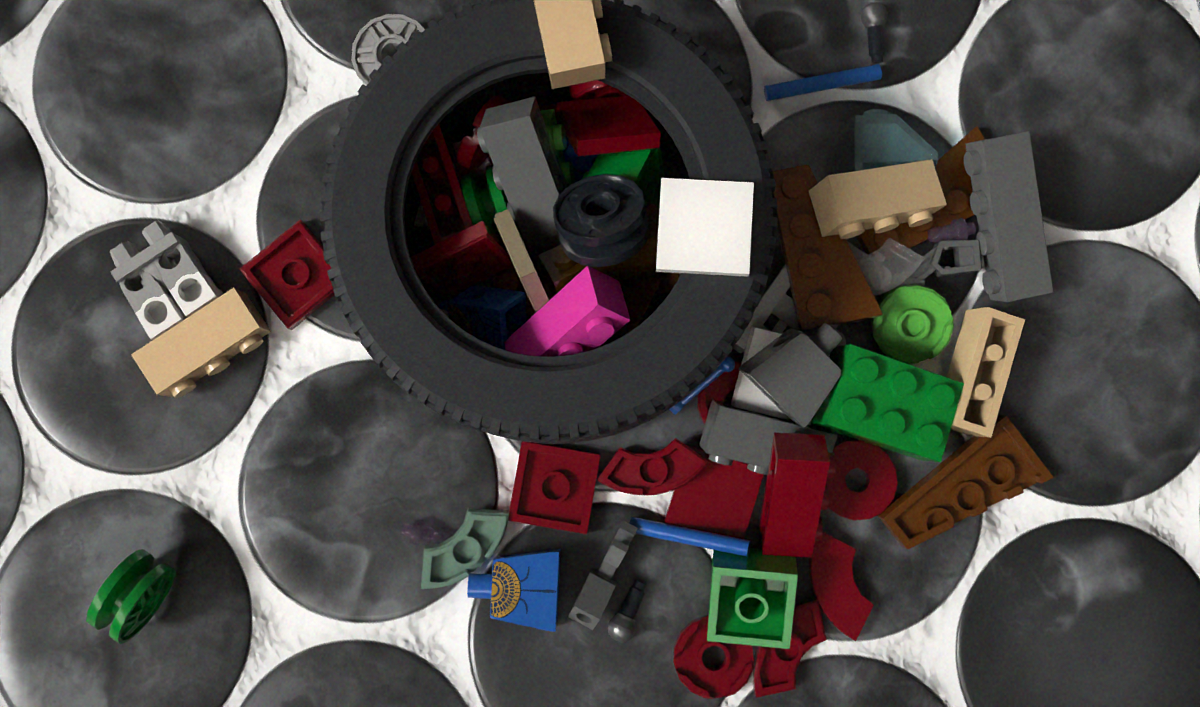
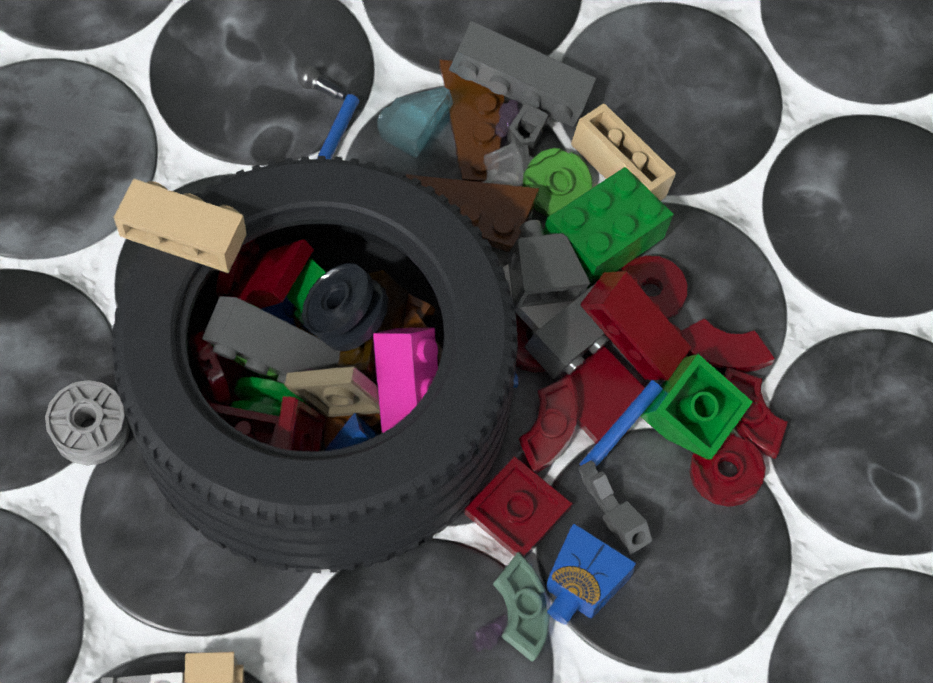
camera: 65 degrees left, 20 degrees down
(291, 275) = (204, 610): dark red tile -> none
(622, 625) = (662, 521): piece -> none
(705, 227) = (404, 230): white tile -> none
(877, 199) = (451, 142): tan brick -> none
(966, 484) = (701, 218): reddish brown wing -> none

